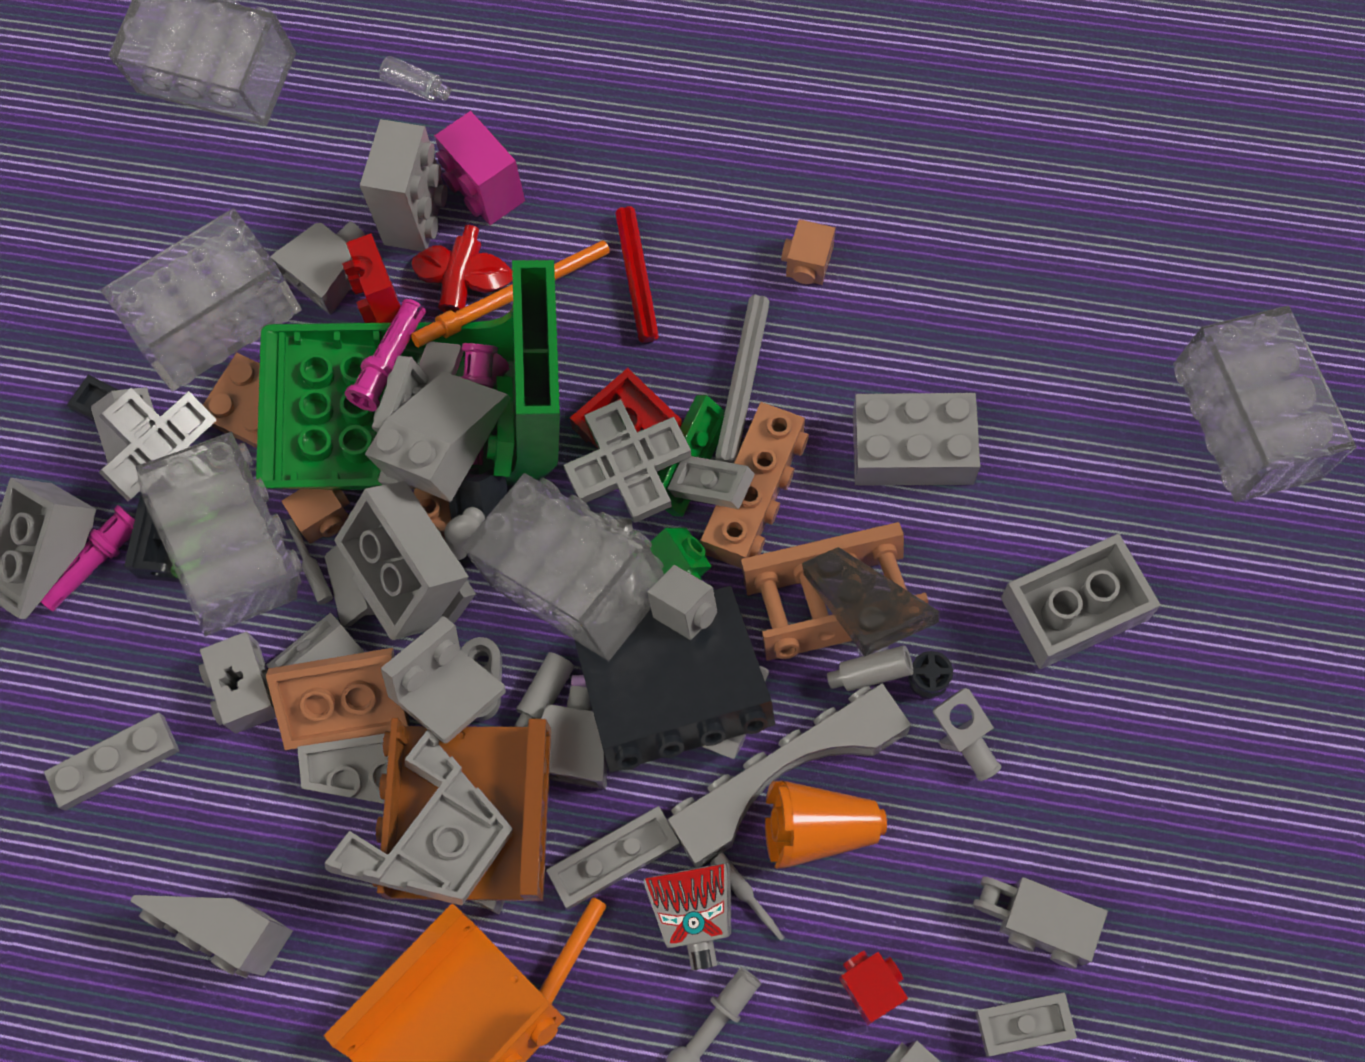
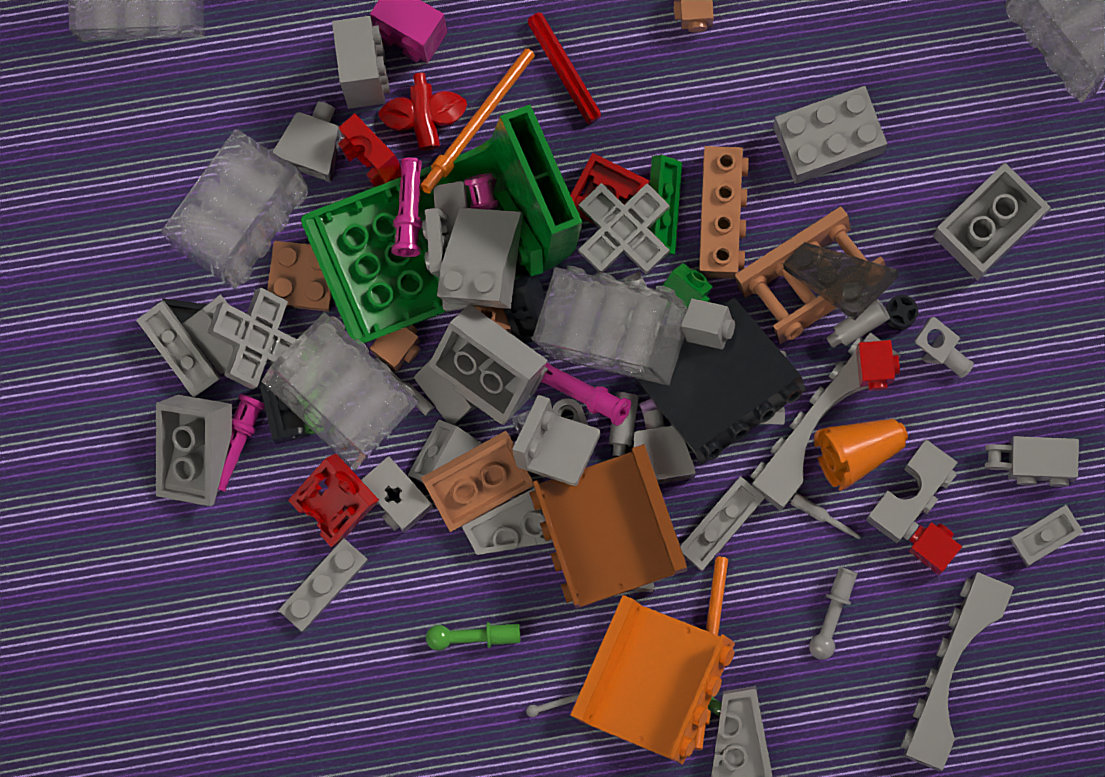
camera: 20 degrees left, 10 degrees up
(74, 431) = (178, 348): none -> light grey plate
(170, 670) = (343, 492): none -> red brick
(216, 875) = (439, 636): none -> bright green pin
(235, 932) = (470, 668): light grey slope -> none
(289, 1012) = (533, 710): none -> light grey hinge
(443, 847) = (608, 556): light grey wing -> none
(461, 529) = (525, 324): light grey arm -> none
(518, 649) = (596, 399): none -> dark pink pin
(693, 909) = (792, 539): torso -> none
(711, 481) = (692, 223): light grey plate -> none
(742, 379) = (681, 130): light grey axle -> none
(875, 723) = (876, 364): none -> red brick
(902, 885) = (931, 470): none -> light grey arch

